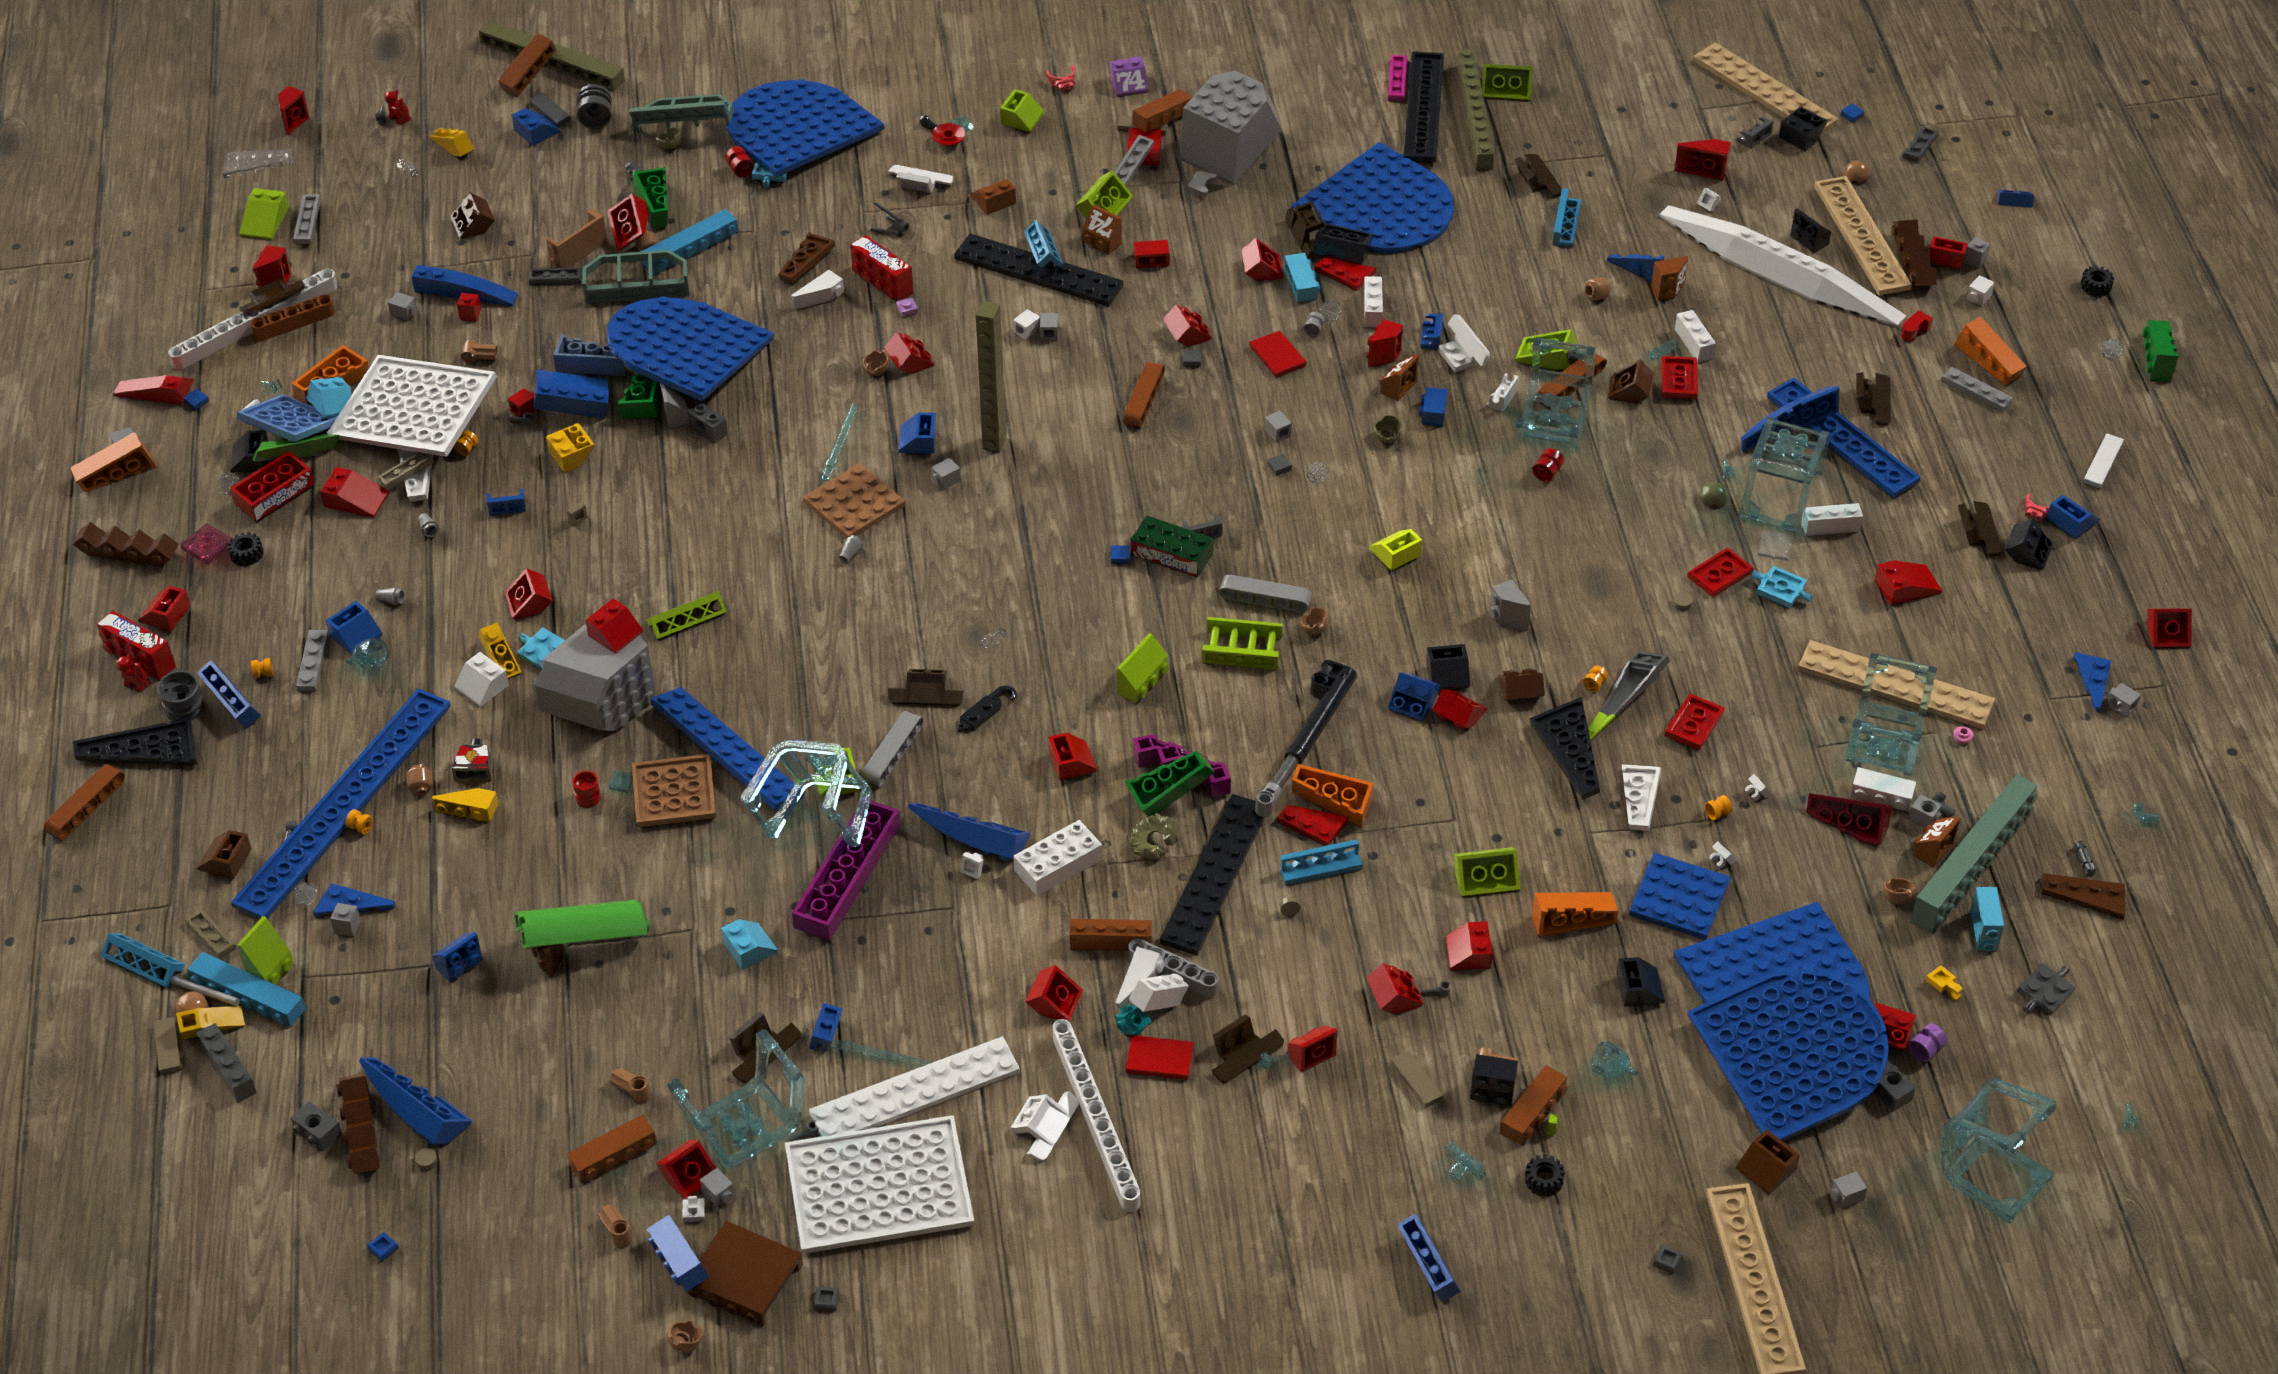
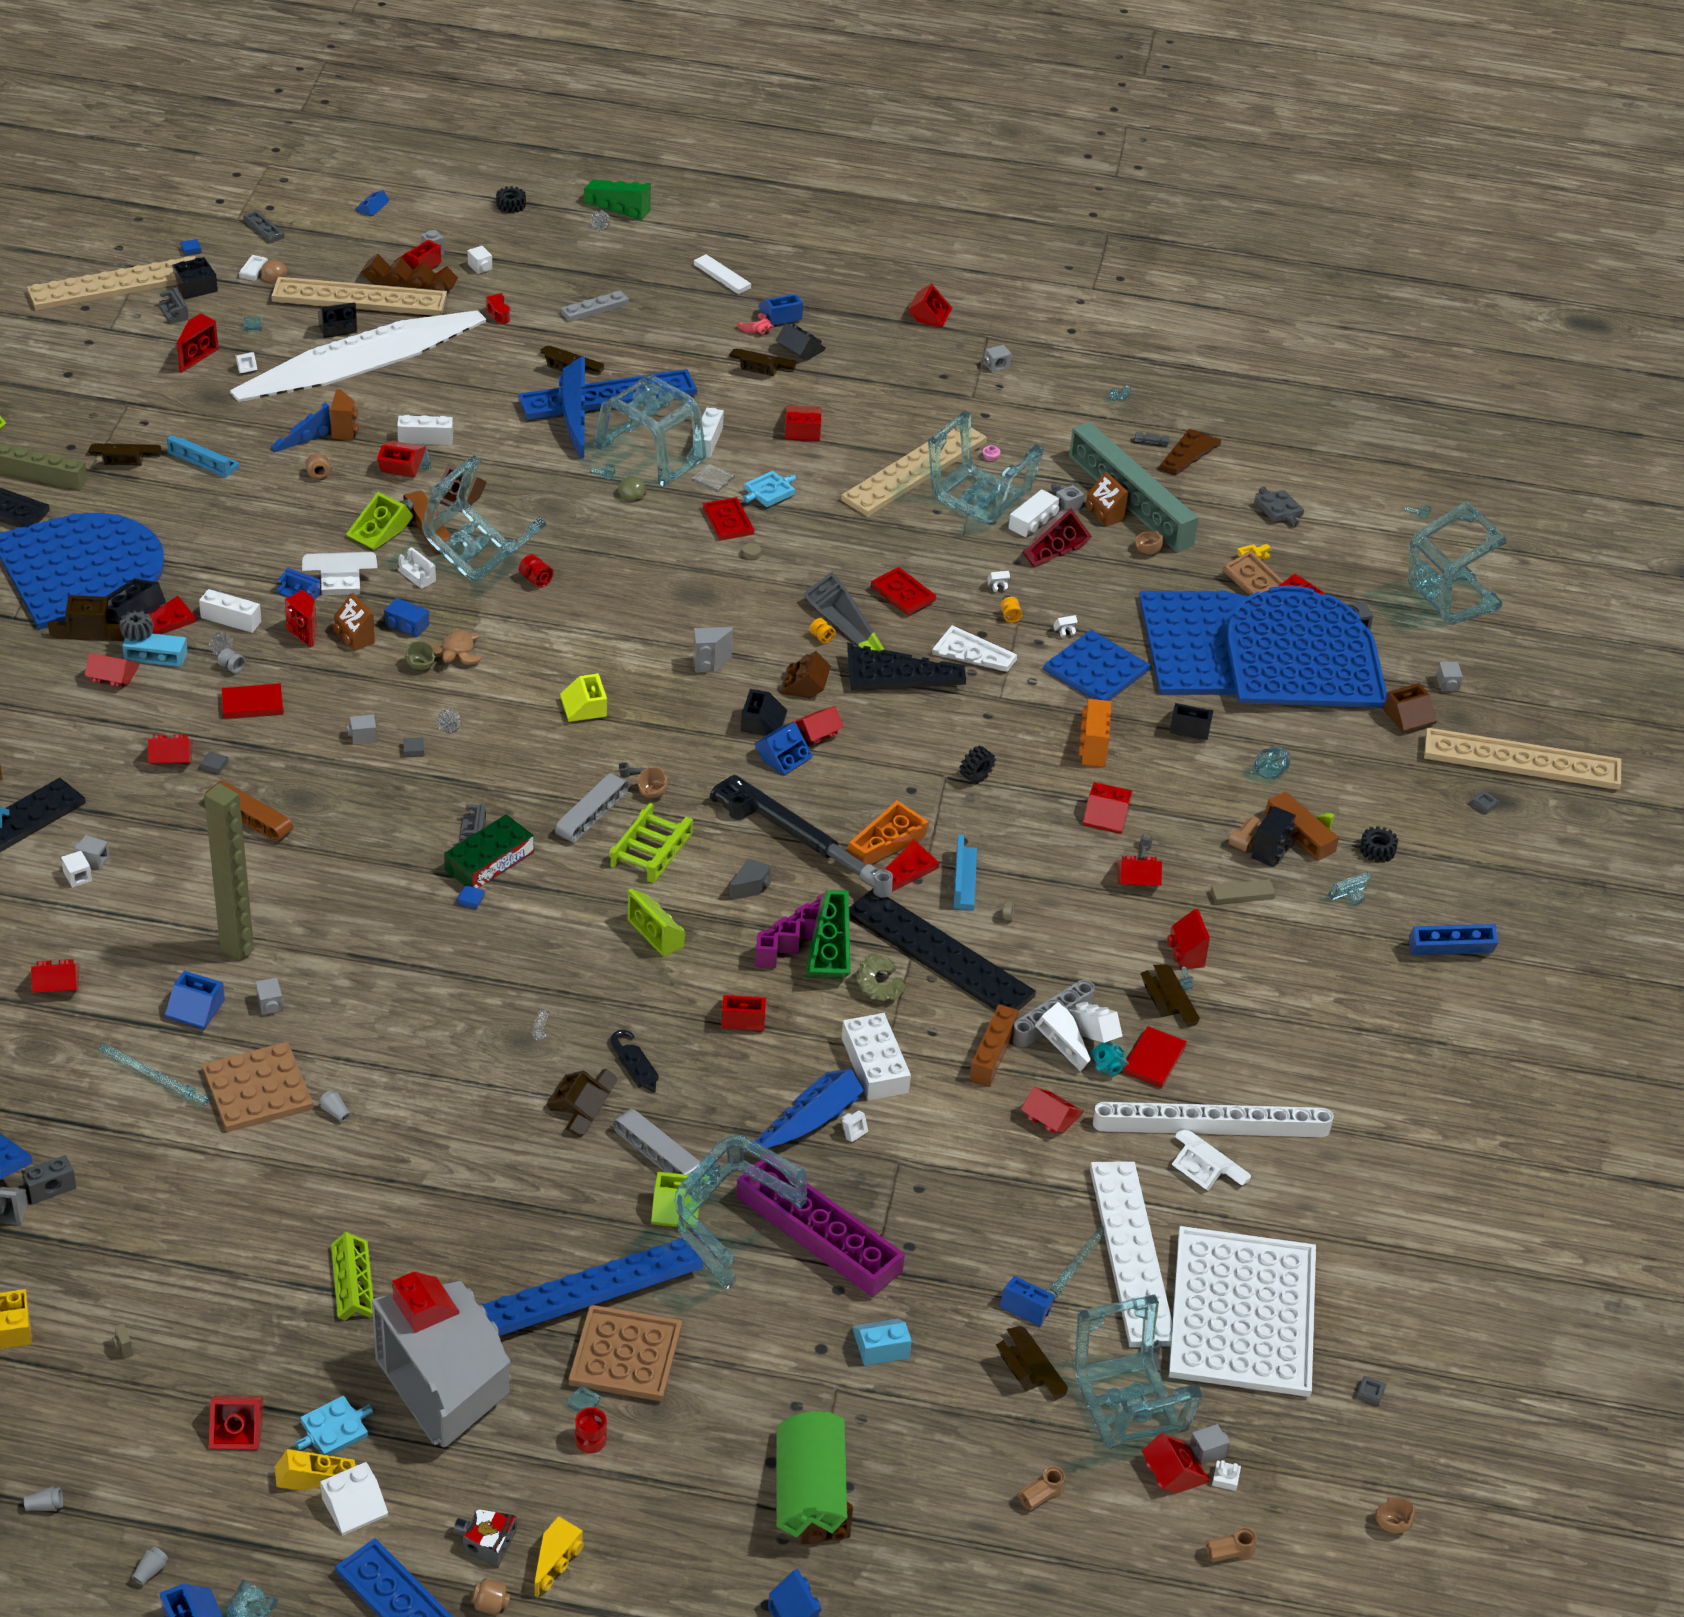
camera: 75 degrees left, 5 degrees down
(506, 504) = (55, 1409): blue hinge -> none
(612, 1149) = (1127, 1526): dark orange brick -> none
(677, 1254) = (1297, 1491): brick -> none
(745, 1272) = (1328, 1446): reddish brown panel -> none
(876, 363) = (51, 1005): medium nougat hair -> none
(1151, 254) = (35, 743): red brick -> none
(1230, 718) = (750, 880): none -> dark grey slope
(1305, 251) = (136, 626): none -> dark grey gear
(1329, 603) = (626, 771): none -> dark grey hand
(1416, 448) = (457, 646): none -> medium nougat animal
(1467, 833) = (977, 764): none -> black tyre
(1487, 871) = (1021, 769): lime slope -> none
(1643, 331) = (400, 458): none -> red slope
(1679, 377) = (459, 452): red plate -> none
(1772, 187) = (252, 324): none -> clear light blue tile
(1844, 158) = (252, 268): none -> white tile
(1904, 986) = (1251, 574): none -> medium nougat tile
(1927, 1043) = (1317, 578): medium lavender wheel -> none
(1986, 919) = (1210, 493): medium azure window -> none
(1989, 351) = (560, 279): orange wedge -> none
(2094, 675) = (962, 365): blue wing -> none

